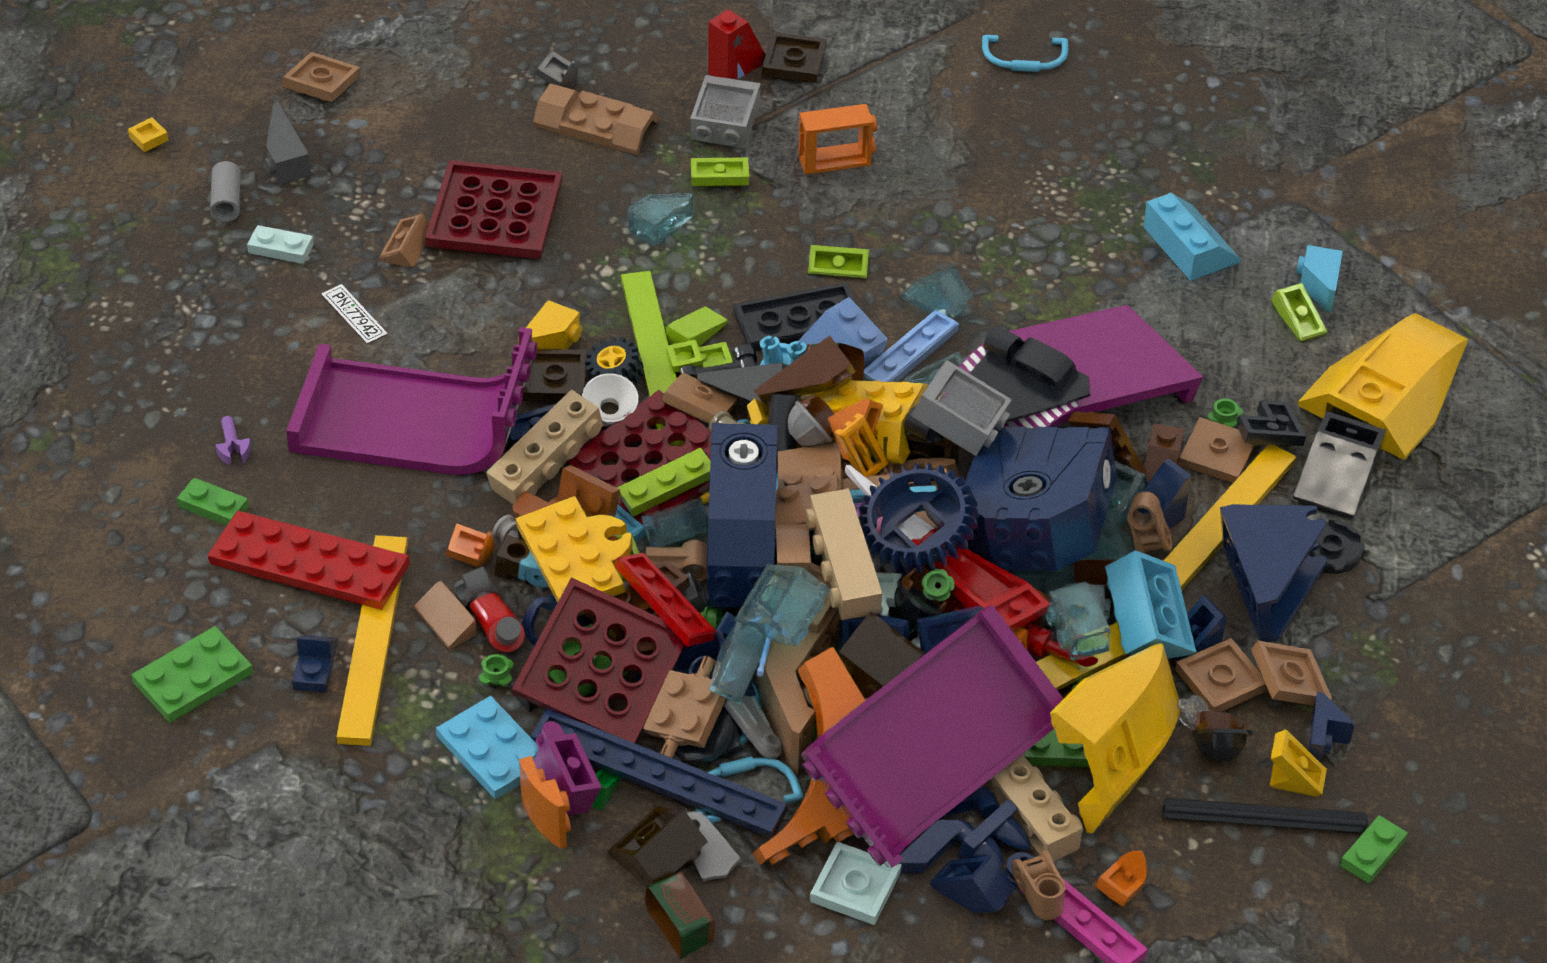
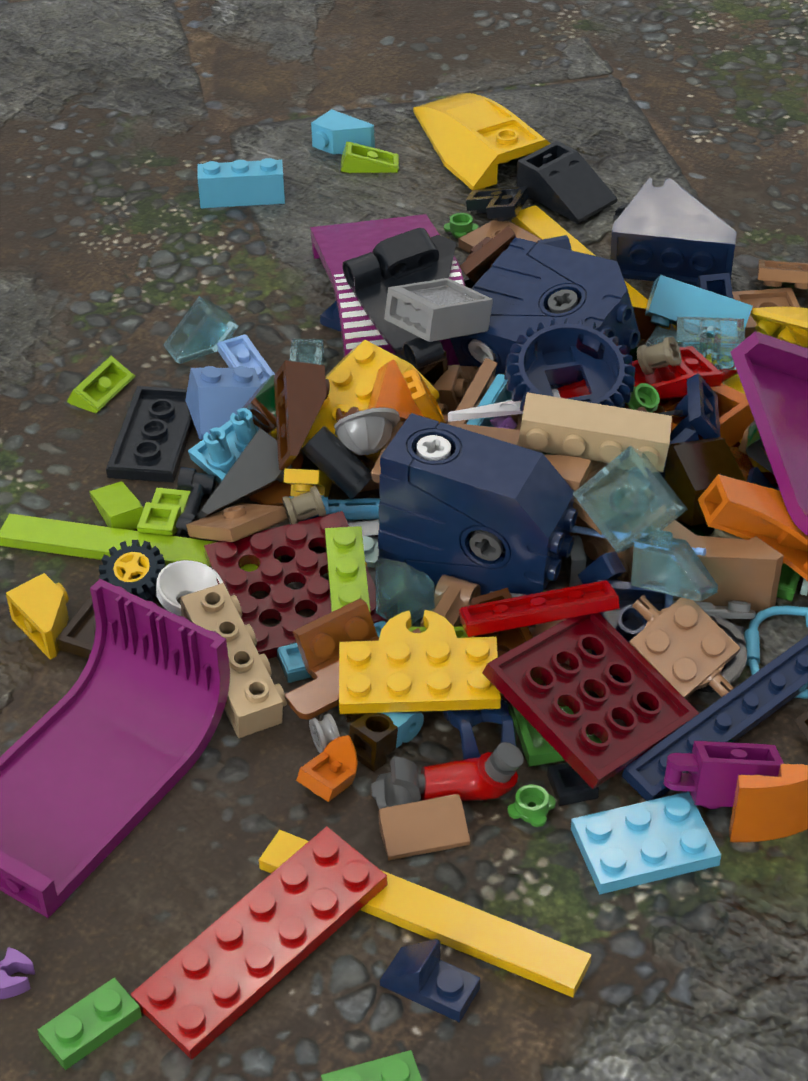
camera: 65 degrees left, 5 degrees down
(1008, 581) = (659, 355): none -> dark tan bush

